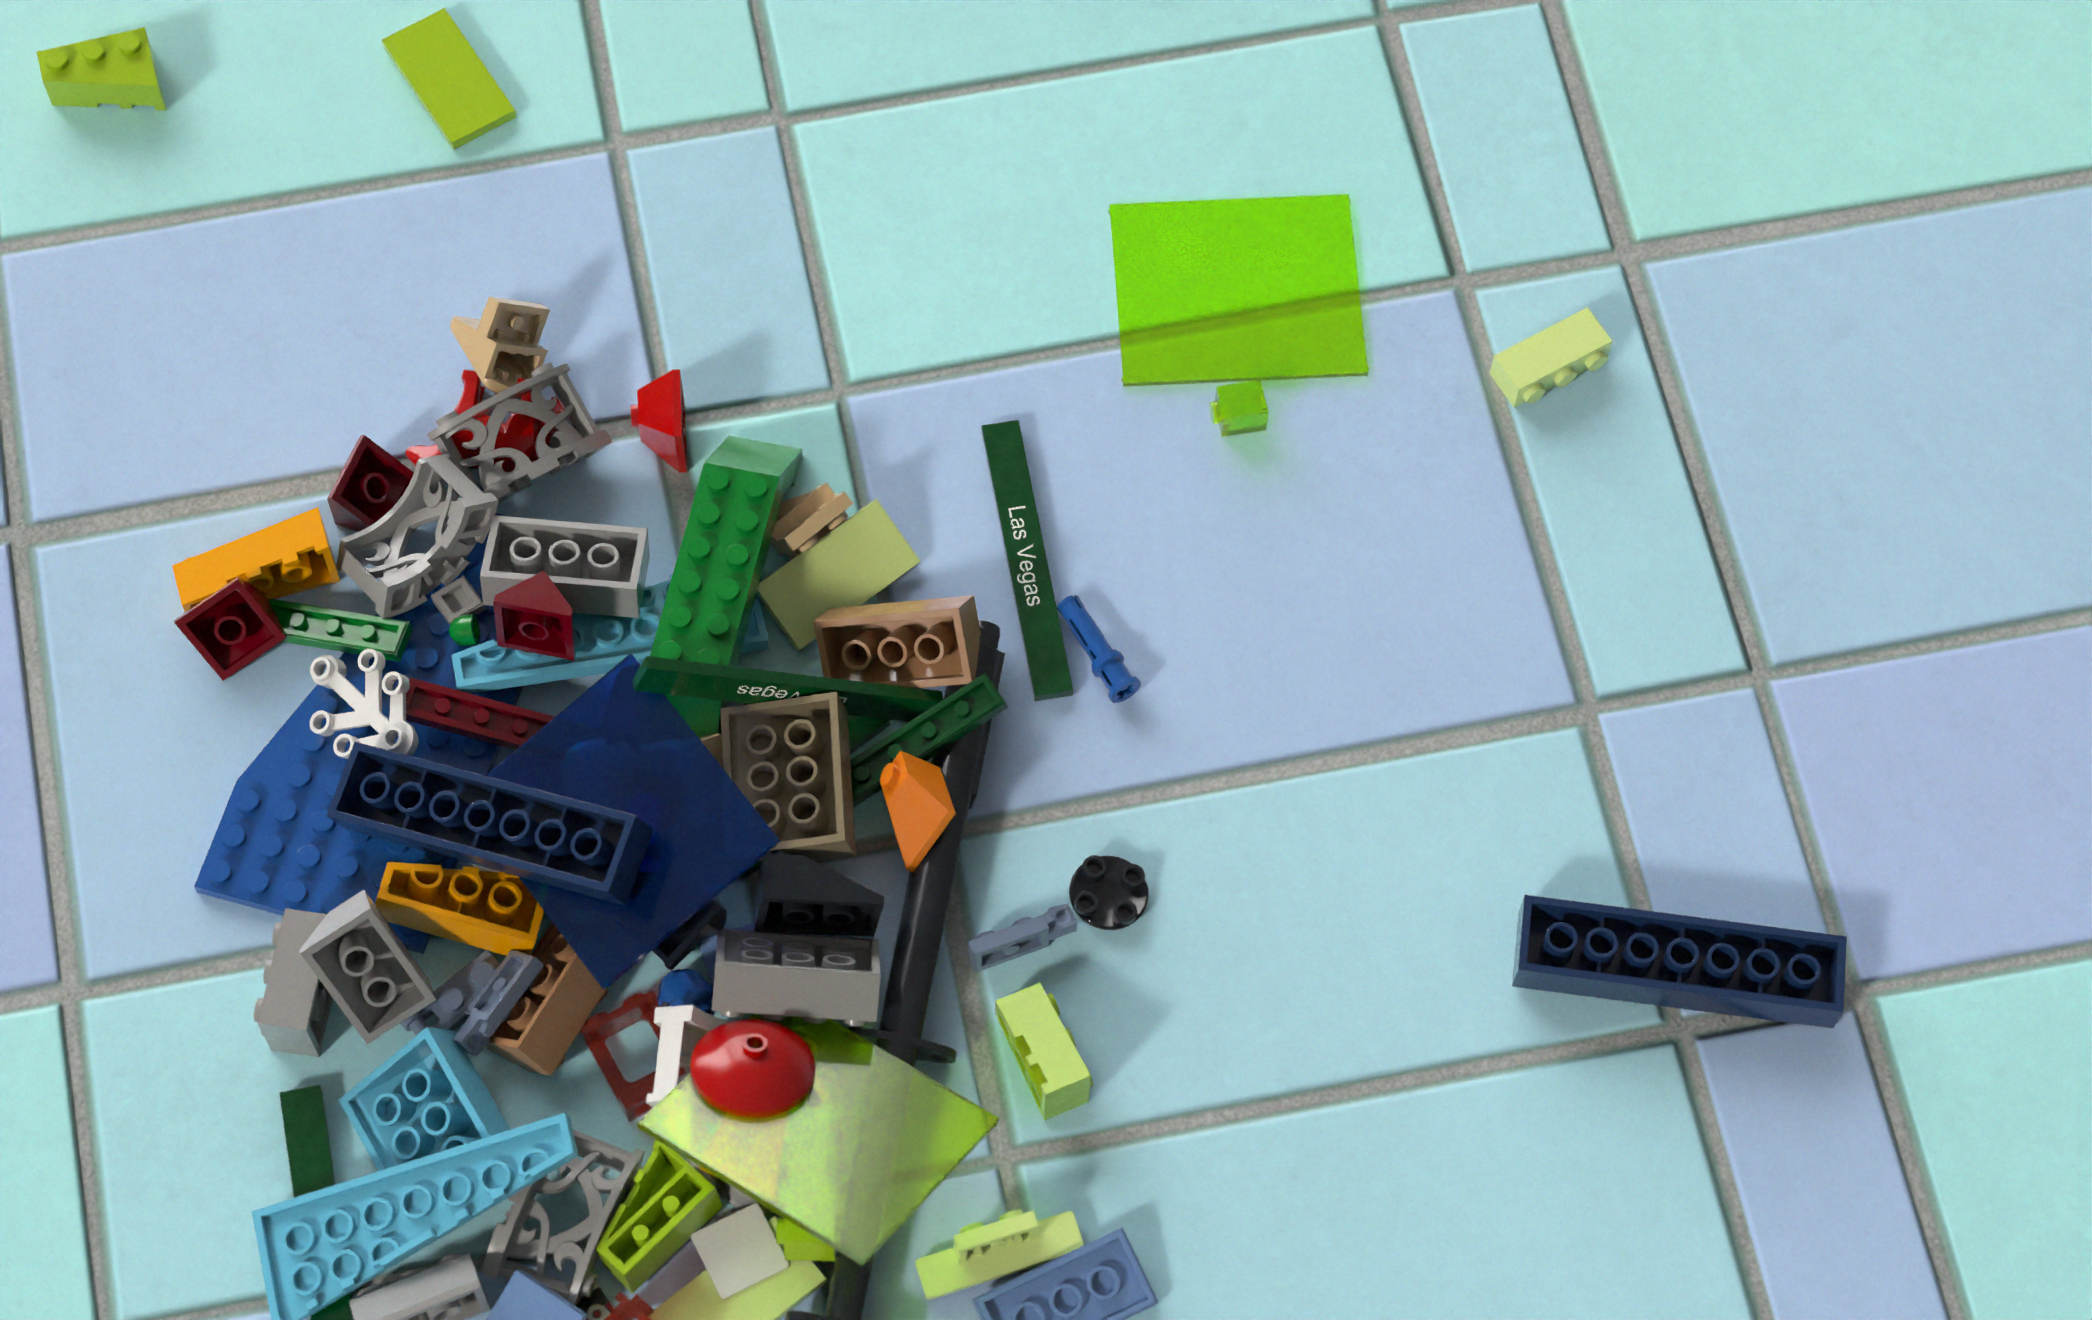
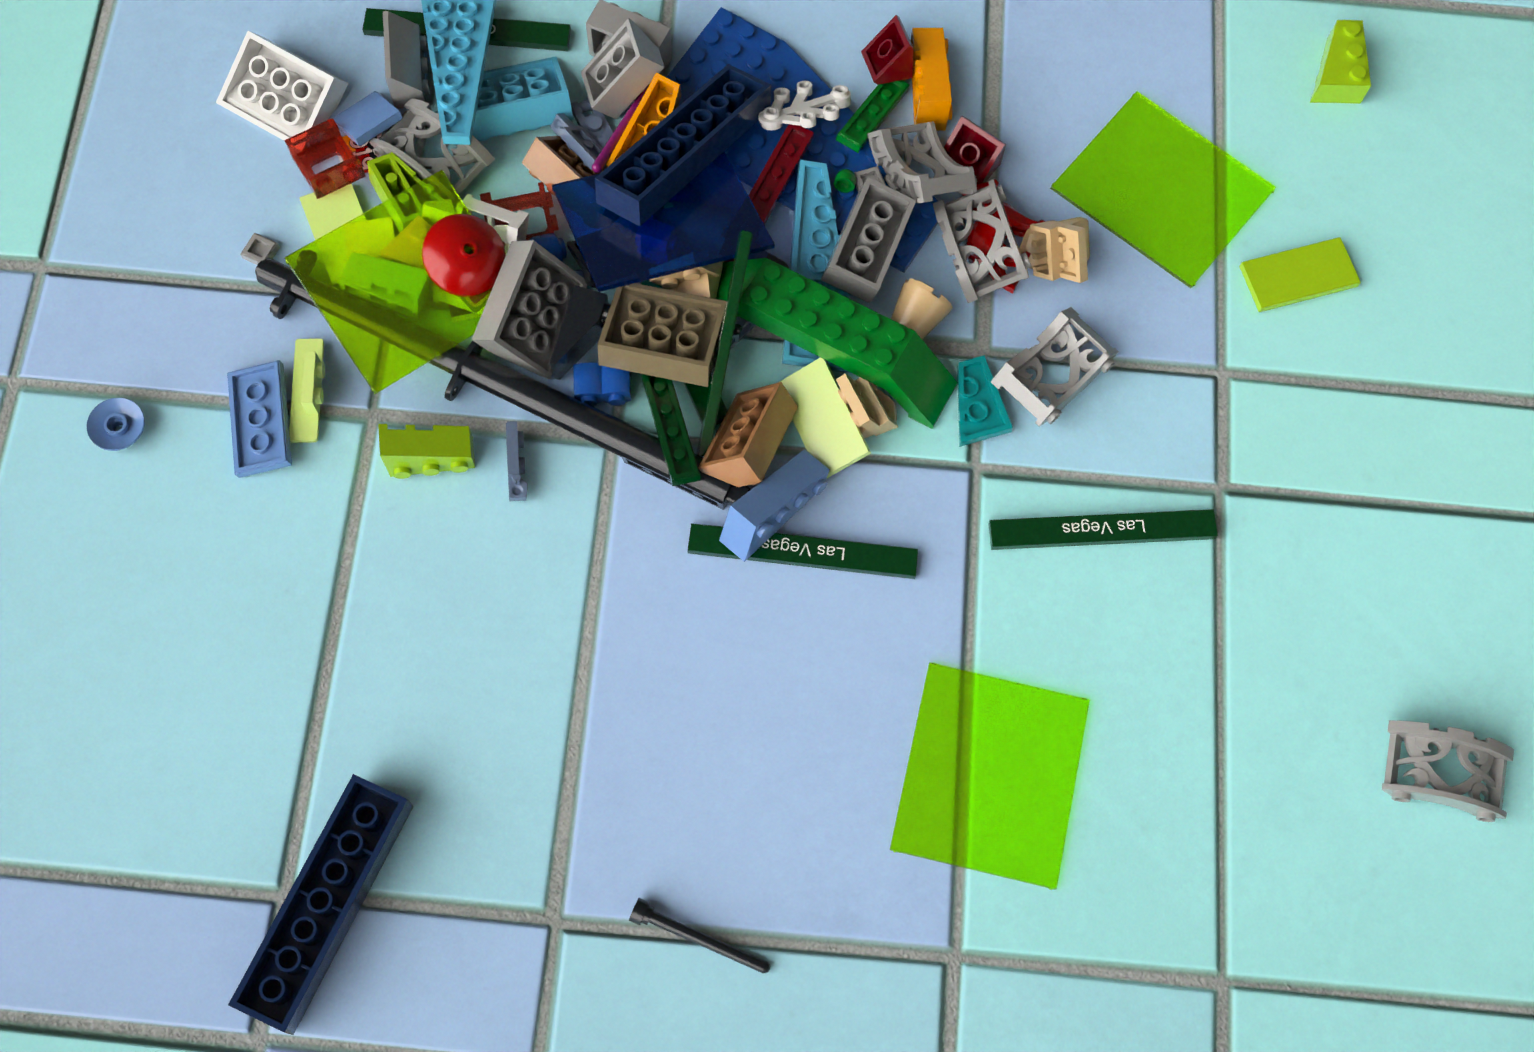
camera: 105 degrees right, 5 degrees up
(354, 258) = (1163, 189): none -> clear neon green piece
(499, 948) = (606, 152): none -> magenta piece
(535, 618) = (830, 209): dark red slope -> none
(651, 496) = (920, 308): none -> tan cone
(663, 418) = (971, 338): red slope -> none
(707, 364) = (1019, 383): none -> light grey fence
(753, 401) = (979, 403): none -> teal wing
(874, 860) = (601, 384): none -> blue brick
(884, 233) = (1102, 529): none -> dark green tile
(916, 805) = (622, 407): orange slope -> none
(1005, 596) = (772, 503): none -> medium blue wedge
(1106, 662) = (700, 578): blue pin -> none
(1108, 892) = (528, 529): black dish -> none
(1239, 408) = (880, 736): clear neon green brick -> none
(1545, 610) = (645, 914): none -> black piece
(1551, 358) = (858, 998): yellowish green brick -> none

